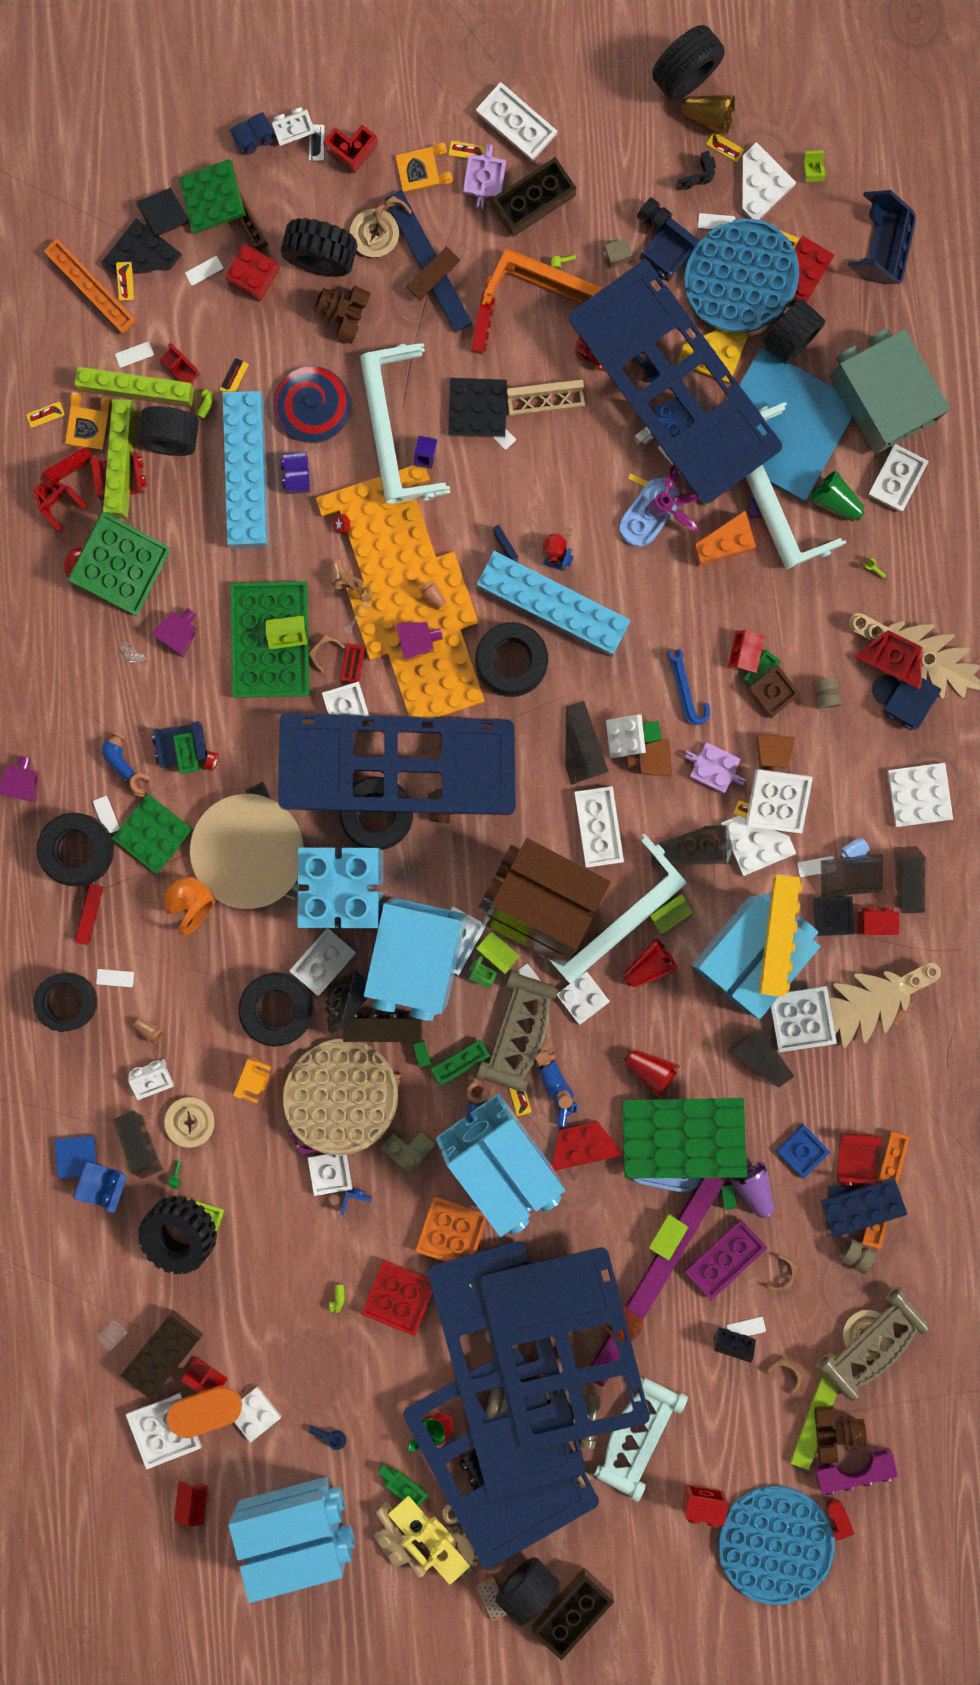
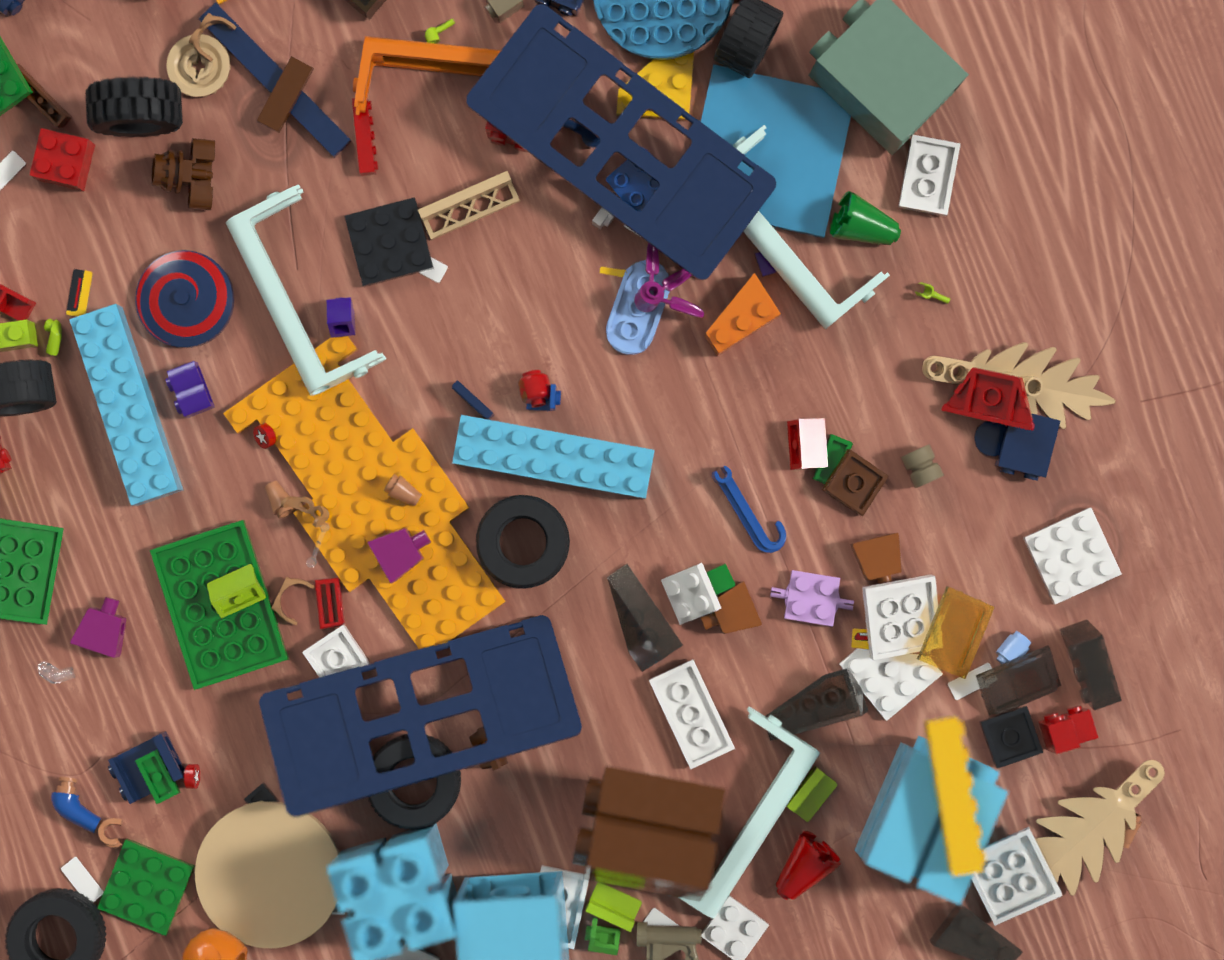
camera: 15 degrees left, 0 degrees up
(815, 825) = (955, 632): none -> clear yellow piece

